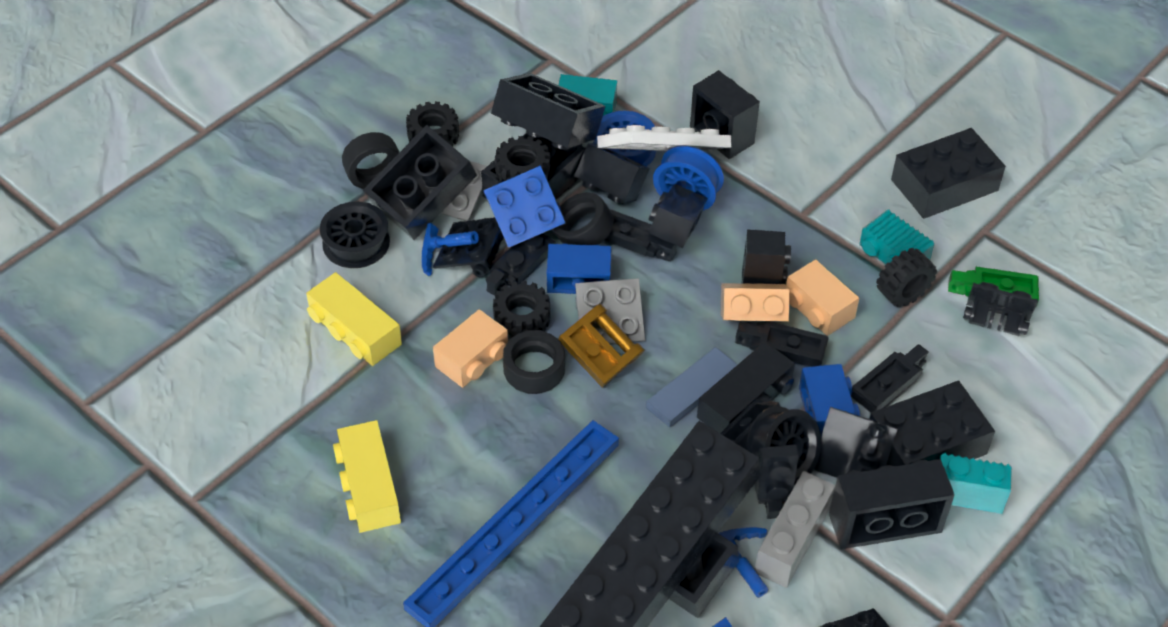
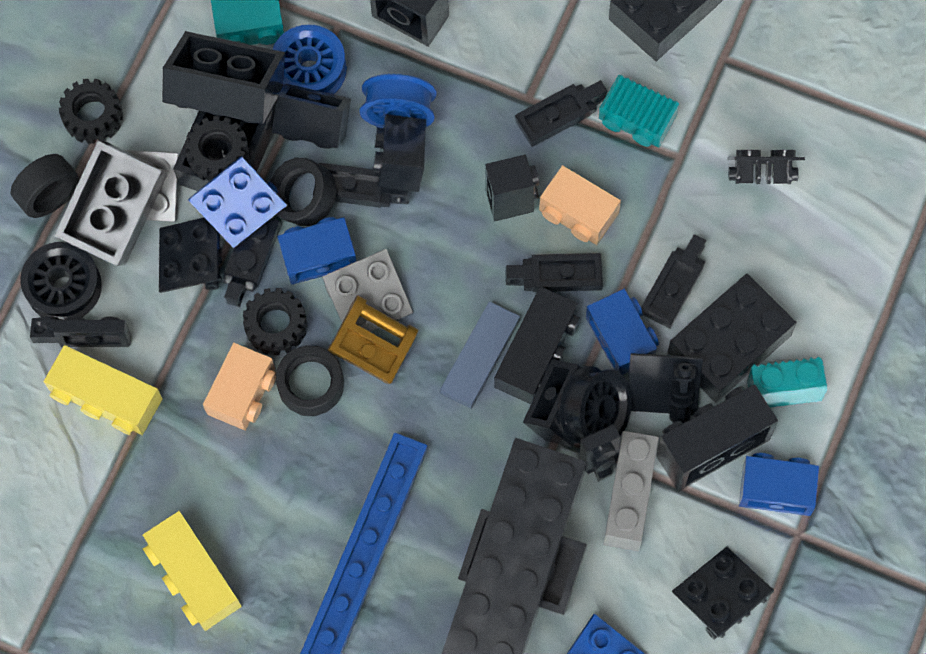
camera: 15 degrees left, 20 degrees up
(361, 274) = (81, 332): none -> black hinge
(432, 241) = (148, 264): blue piece -> none
(662, 139) = (358, 67): white plate -> none
(744, 566) = (594, 545): blue piece -> none
(754, 302) = (514, 237): light nougat brick -> none
(825, 227) = (559, 111): none -> black hinge
(906, 277) = (661, 156): black tyre -> none
(939, 566) = (779, 484): none -> blue brick
(1008, 281) = (754, 131): green hinge -> none

